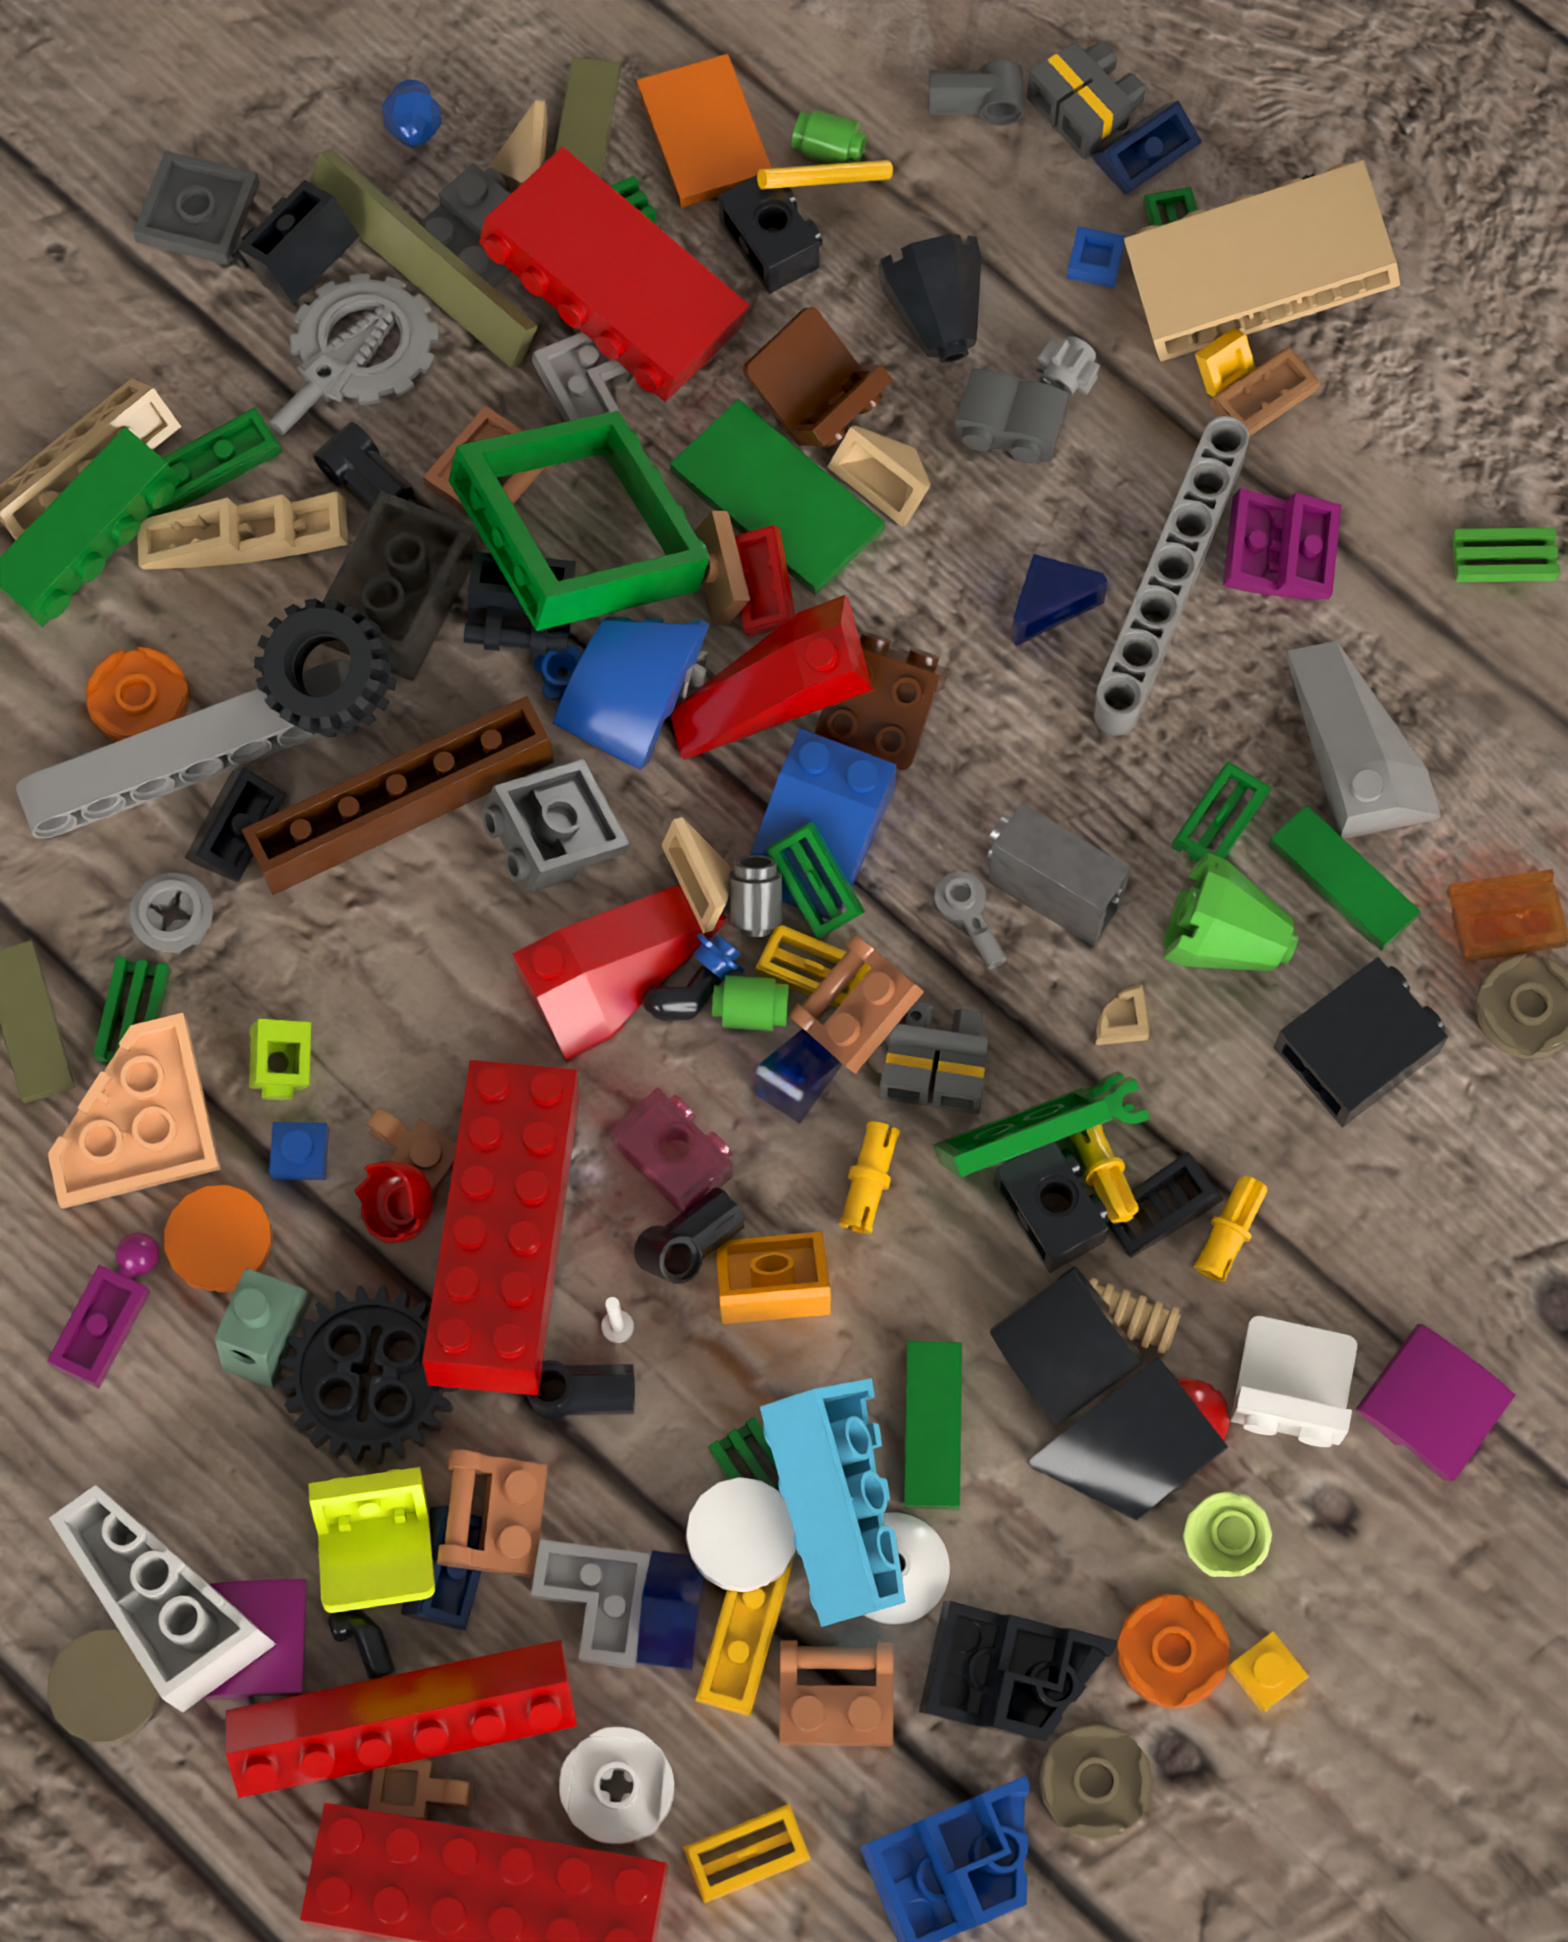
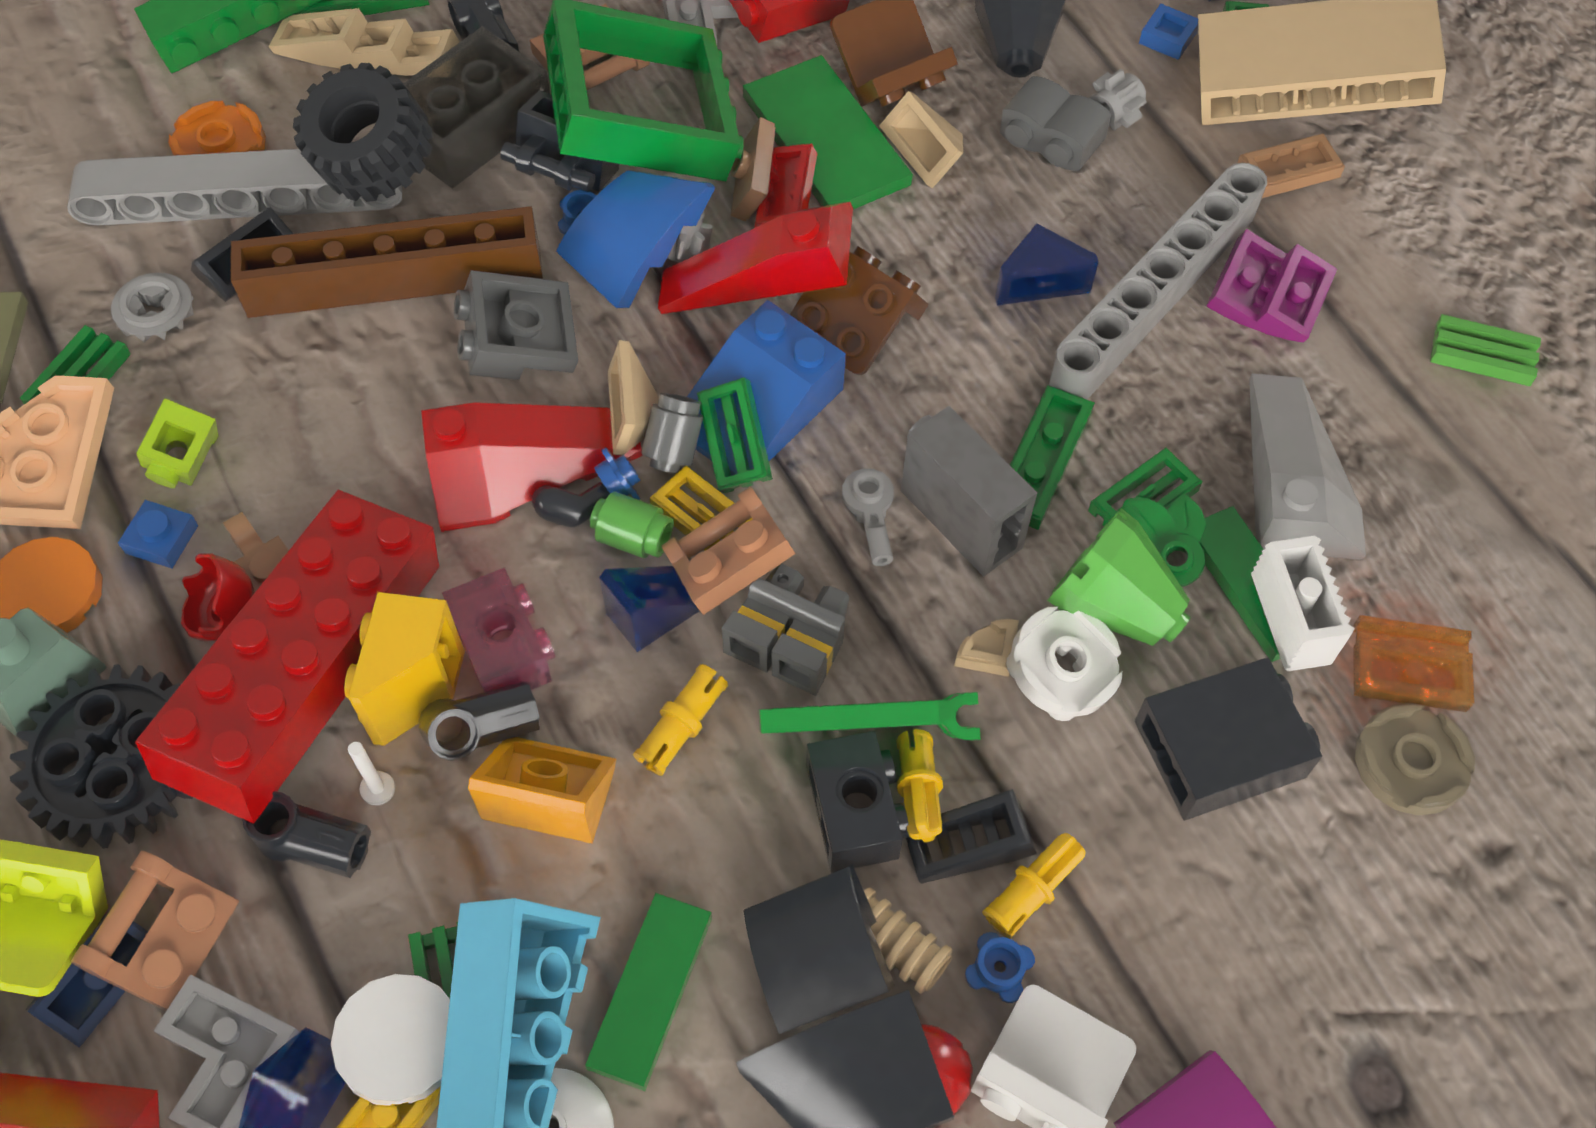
camera: 15 degrees right, 10 degrees down
(612, 1208) = (404, 664): none -> yellow slope
(1114, 793) = (1050, 445): none -> green tile
(1177, 1034) = (1050, 686): none -> white plate
(1225, 361) = (1261, 128): yellow plate -> none
(1232, 1297) = (1000, 949): none -> blue plate
(1256, 851) = (1173, 530): none -> green plate
(1394, 896) = (1301, 603): none -> white brick

